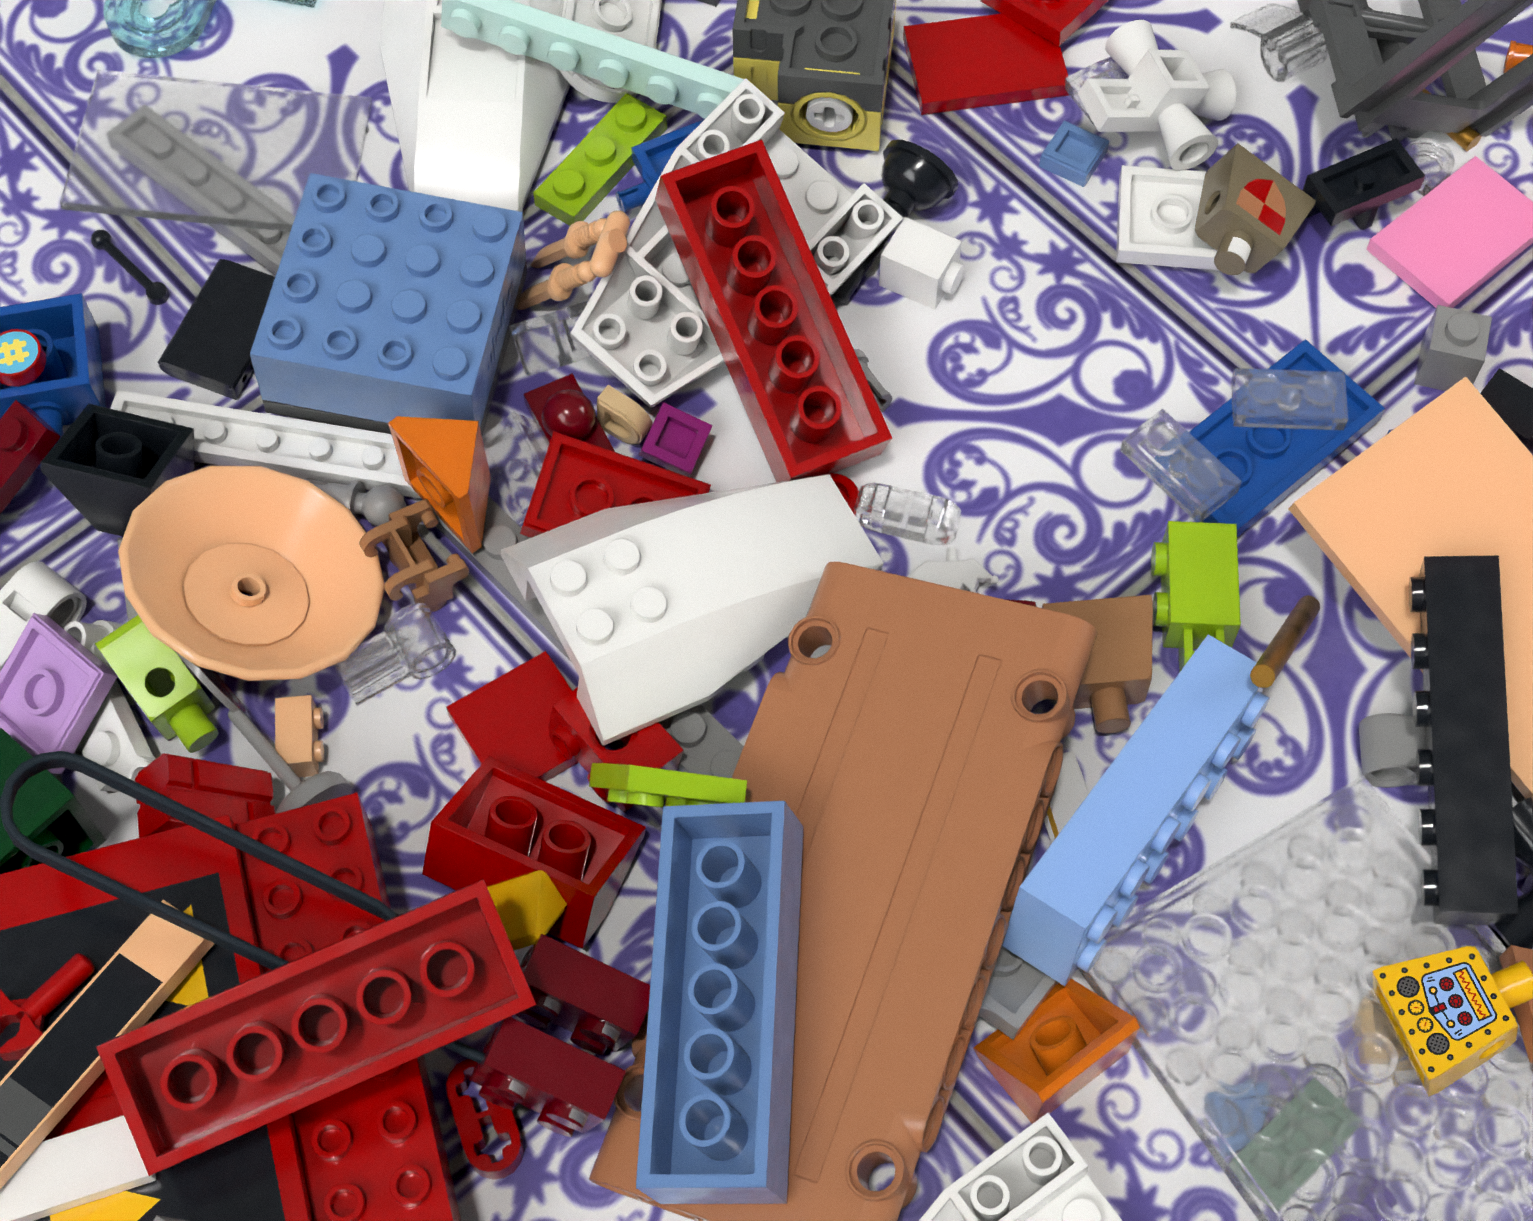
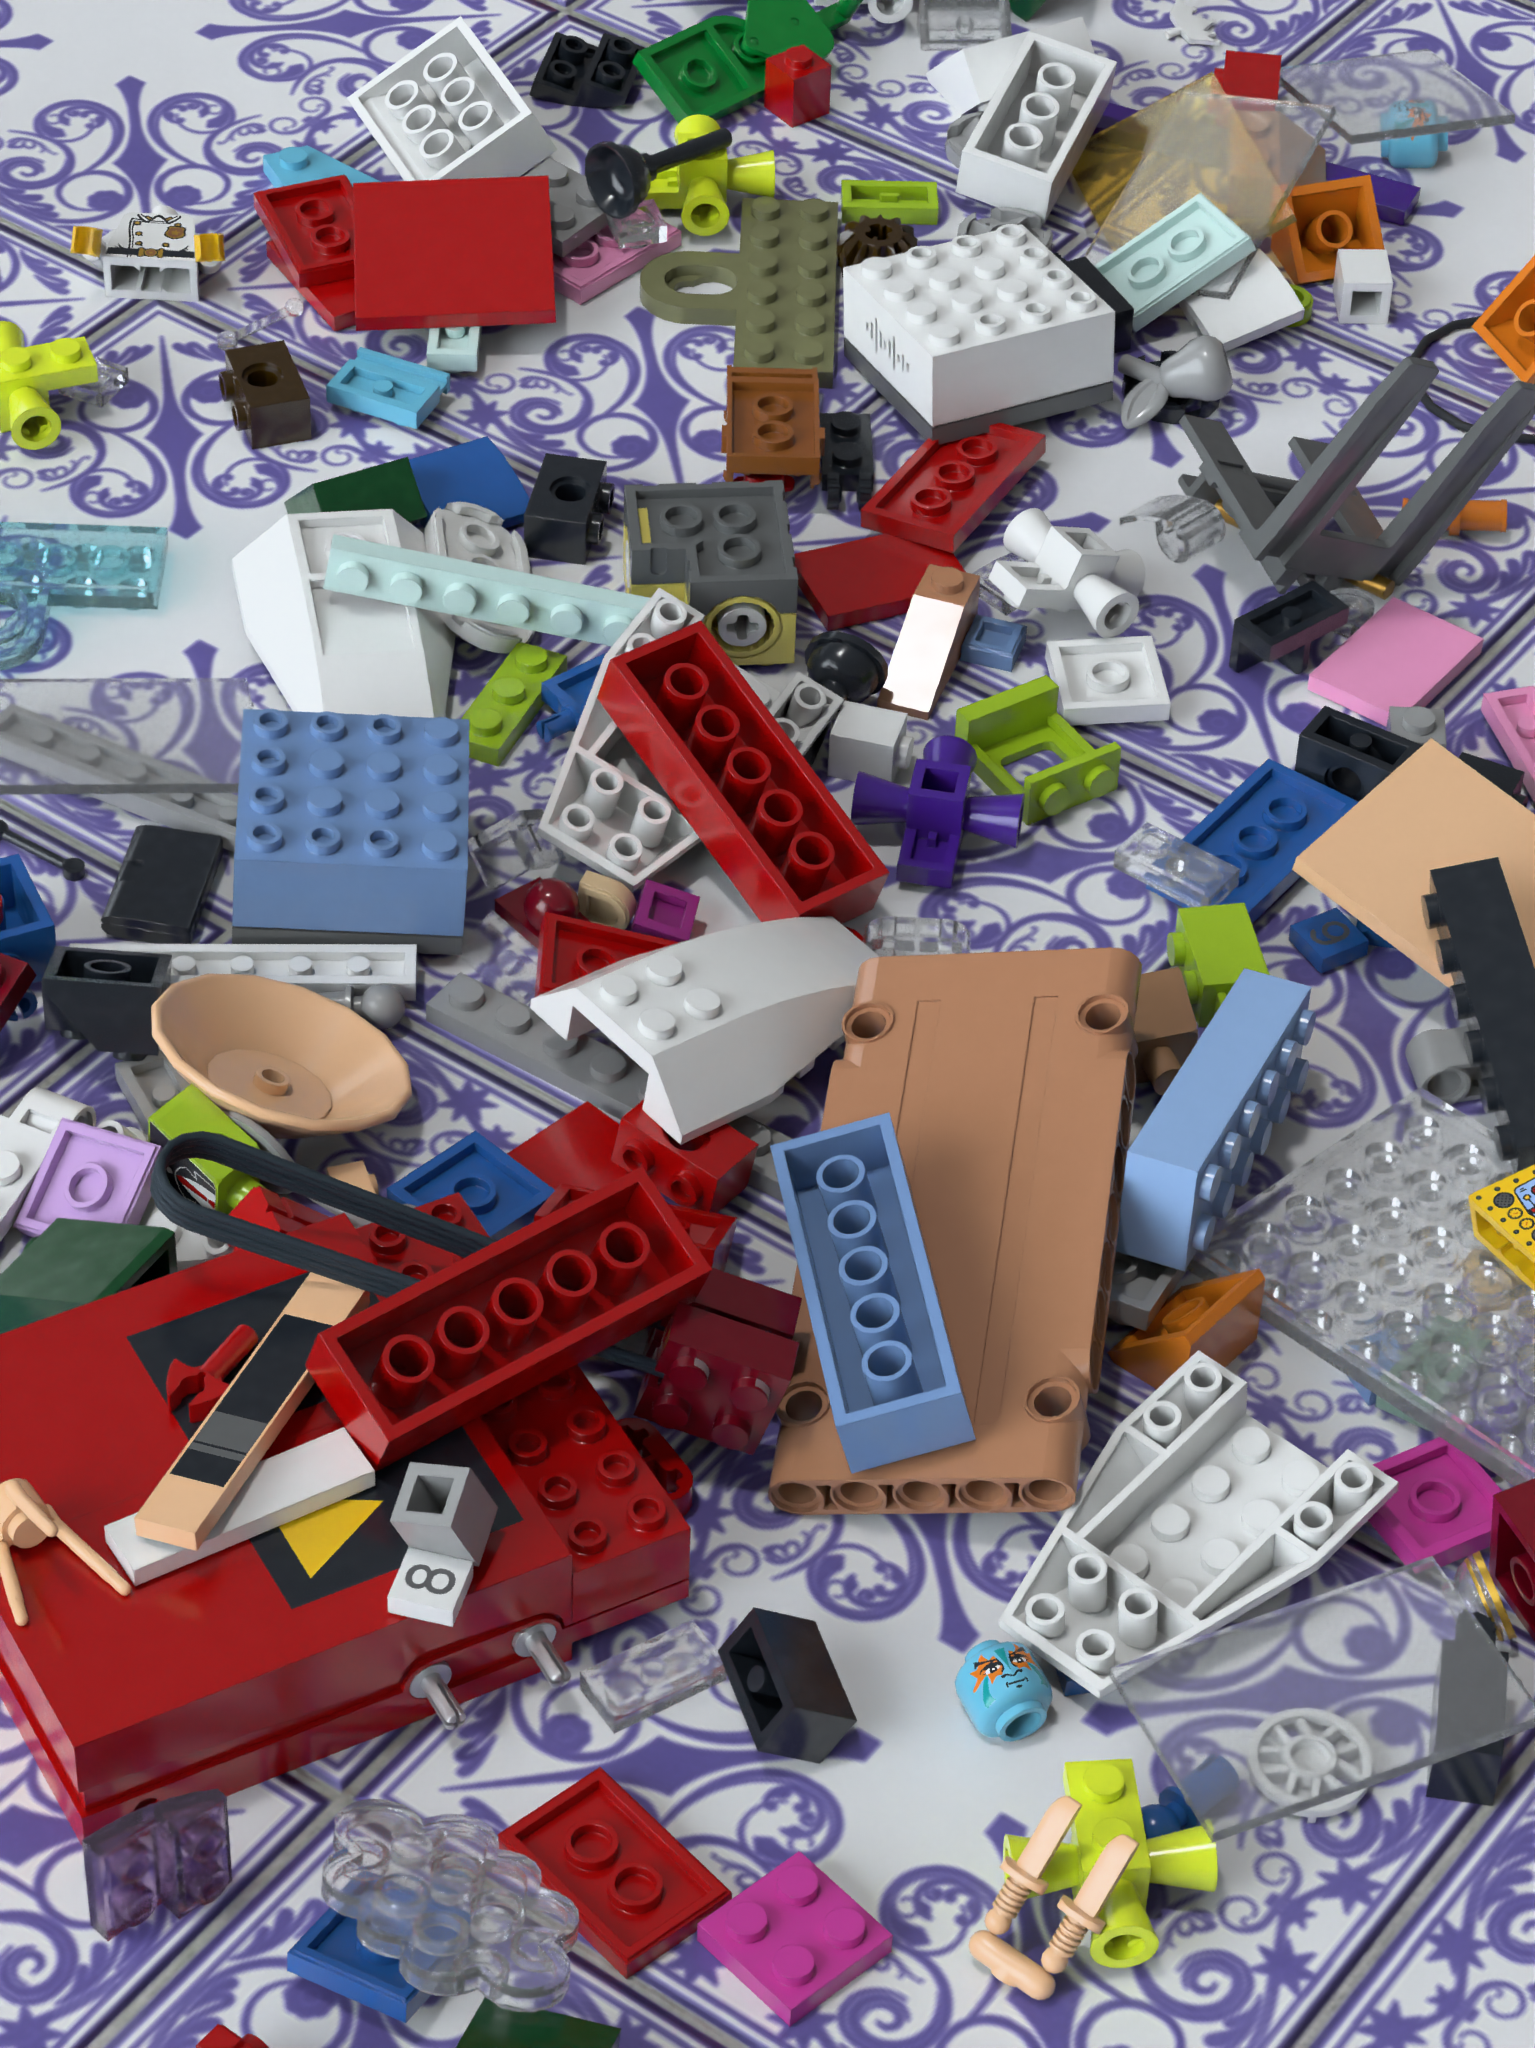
camera: 15 degrees left, 20 degrees down
(404, 753) = (489, 1180): none -> blue plate
(408, 647) = (444, 1114): clear piece -> none
(412, 558) = (443, 1053): medium nougat piece -> none
(449, 468) = (450, 946): orange slope -> none
(610, 240) = (558, 741): light nougat piece -> none
(650, 785) = (739, 1144): lime plate -> none
(964, 357) = (937, 811): none -> dark purple brick
(1010, 149) = (930, 641): none -> slope
(1069, 261) = (1027, 722): none -> lime window
(1248, 211) = (1184, 656): dark tan torso -> none
(1285, 642) = (1318, 974): pearl gold bar -> none
(1289, 399) = (1266, 803): clear plate -> none
(1309, 568) = (1328, 940): none -> blue tile
(1391, 361) = (1349, 753): none -> black brick

